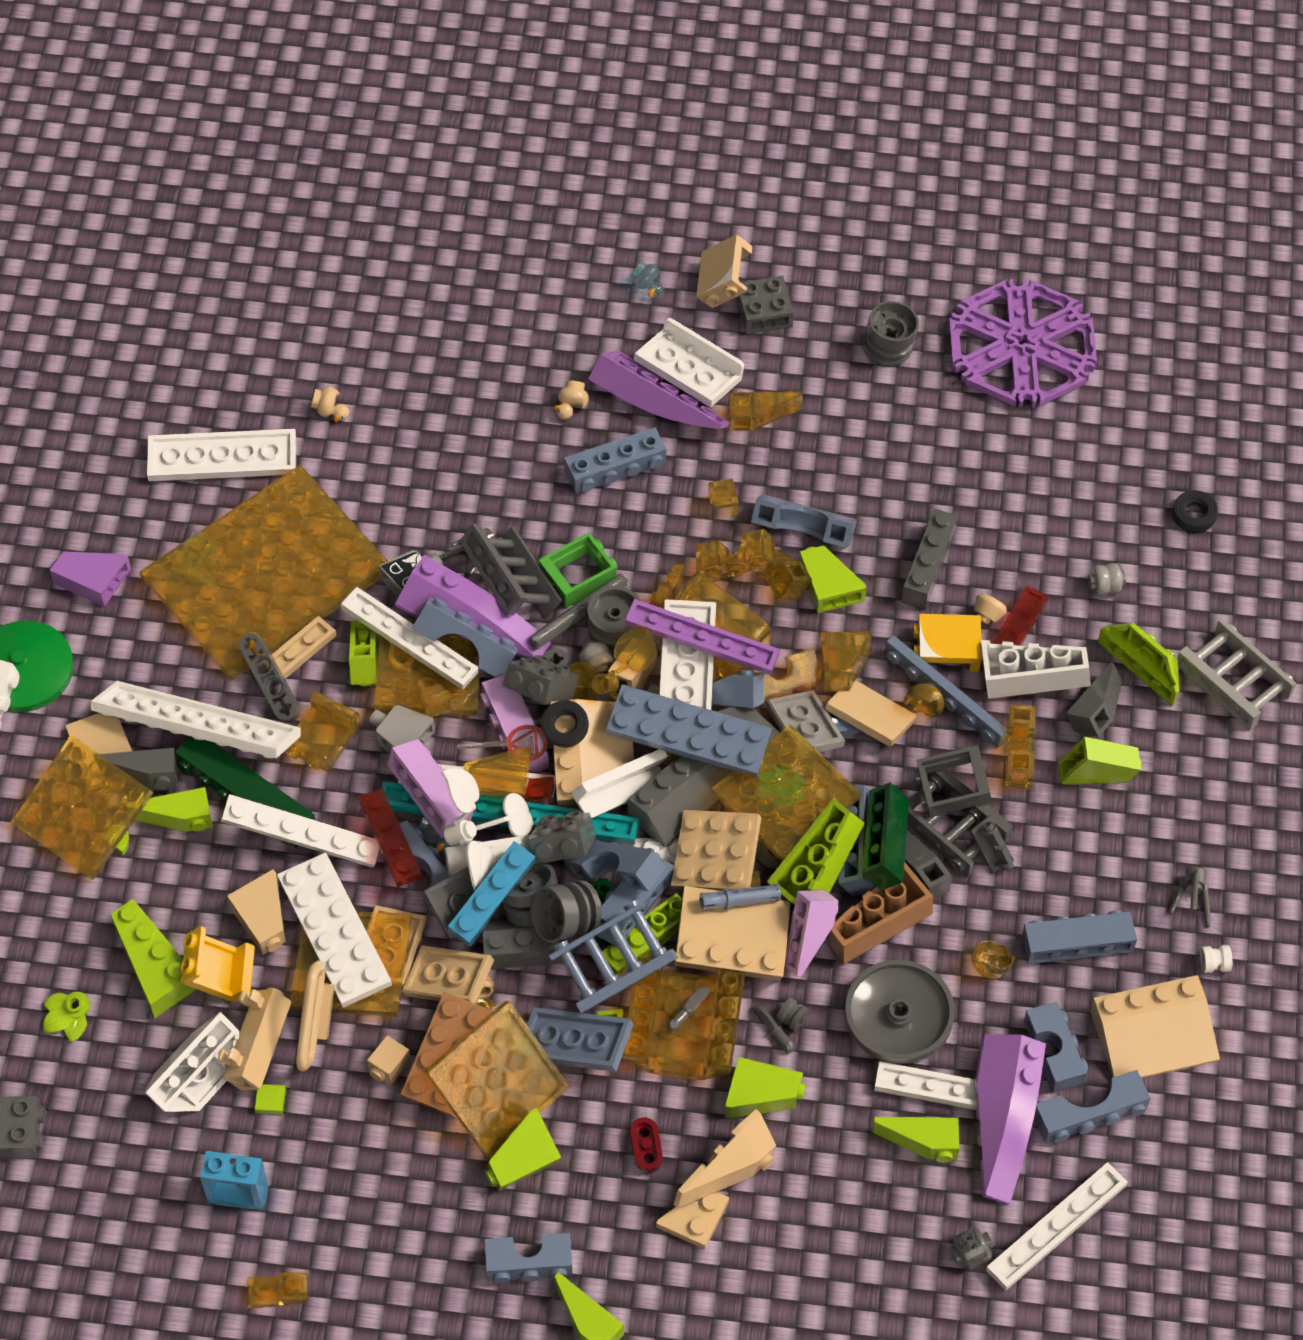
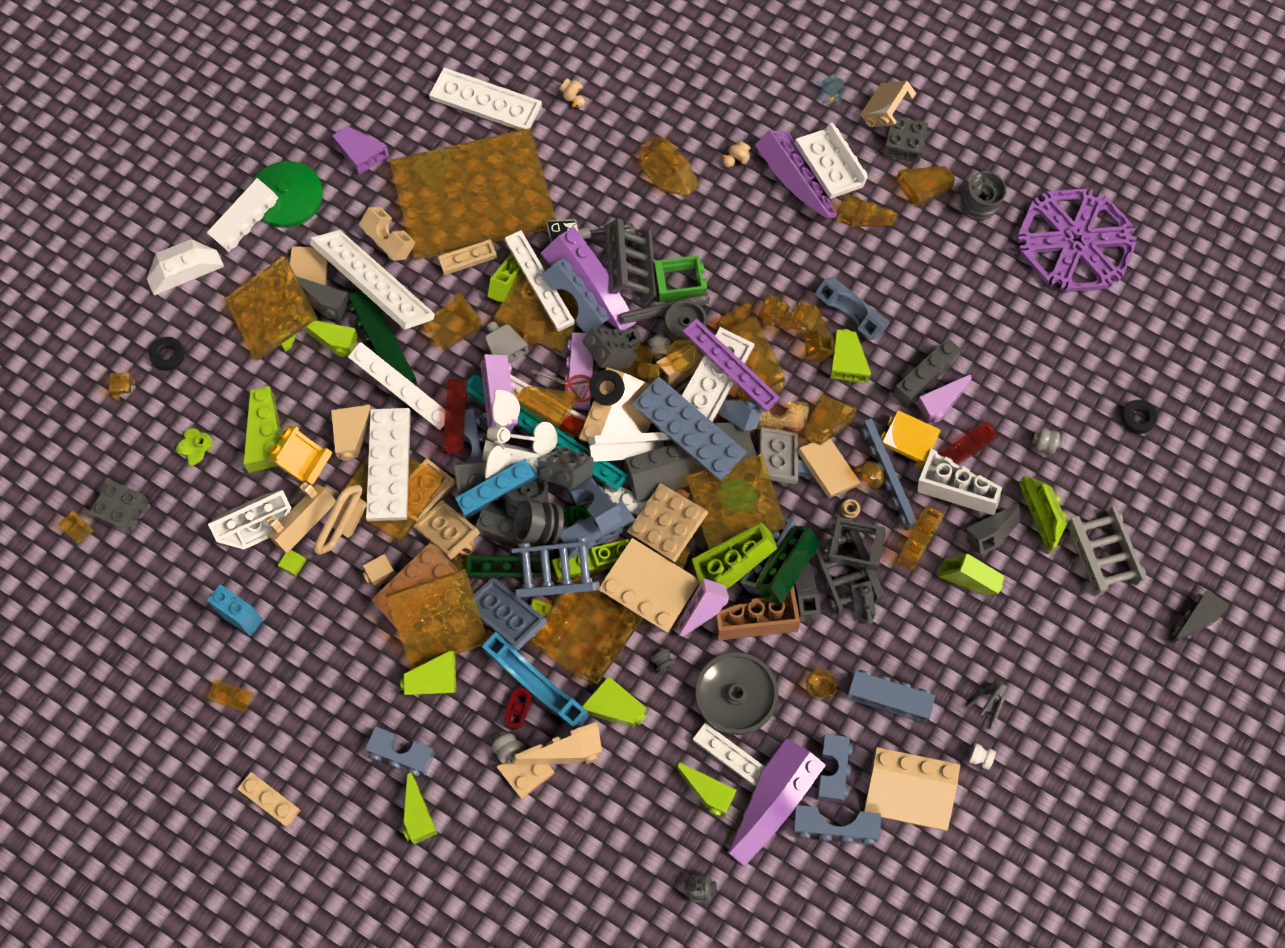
camera: 25 degrees right, 10 degrees up
(163, 655) = (376, 224): none -> tan arch
(272, 675) = (439, 268): dark grey beam -> none
(492, 445) = (667, 167): none -> clear yellow wedge
(546, 984) = (502, 565): none -> dark green brick
(615, 460) = (745, 210): sand blue brick -> none
(657, 1194) = (506, 747): none -> light grey piece
(687, 1010) = (593, 625): dark grey piece -> none
(697, 1116) = (540, 687): none -> dark azure arch
(723, 495) = (805, 266): clear yellow panel -> none
(728, 898) = (667, 564): sand blue pin -> none
(776, 1031) = (647, 667): dark grey piece -> none
(813, 346) = (925, 183): none -> clear yellow slope
(920, 743) = (853, 504): none -> tan plate
(959, 588) = (938, 402): none -> lavender slope
(989, 608) = (950, 427): tan cone -> none
(1056, 1226) = (768, 899): white plate -> none

